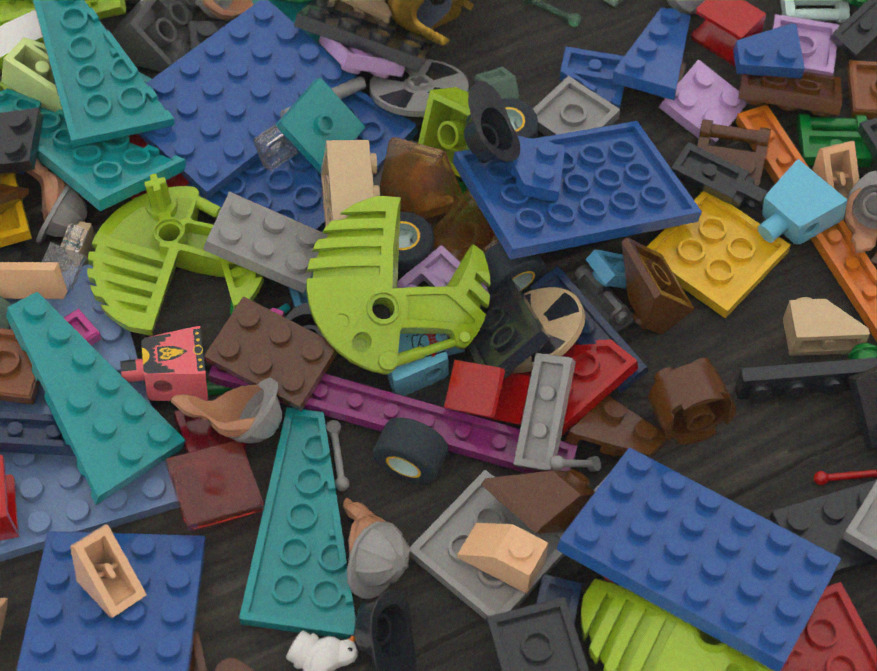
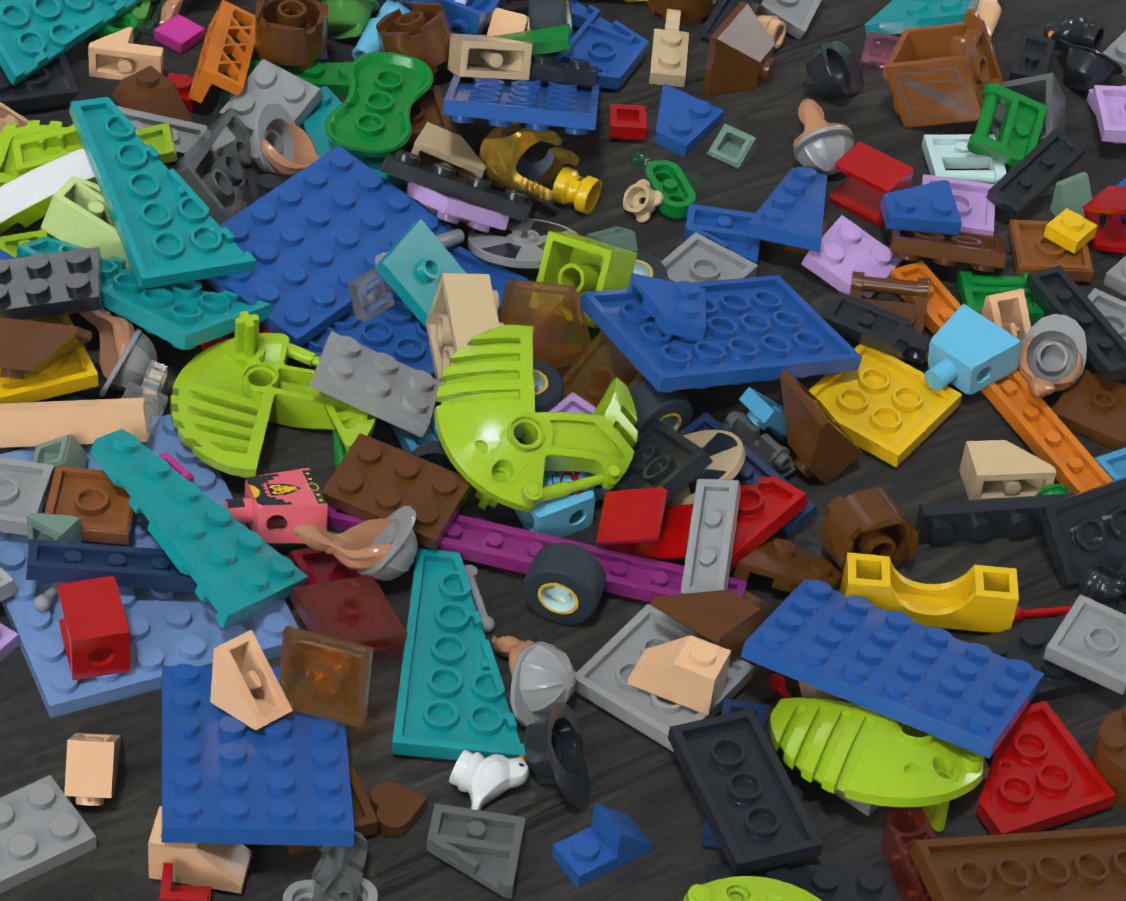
camera: 10 degrees left, 15 degrees down
(171, 566) = (325, 676): none -> clear orange slope
(468, 32) = (576, 190): none -> yellow wheel
(489, 127) = (621, 263): black piece -> none
(519, 42) = (634, 196): none -> tan plate
(551, 29) = (674, 186): none -> green plate
(592, 463) = (733, 586): light grey hinge -> none
(782, 471) = (977, 601): none -> yellow arch

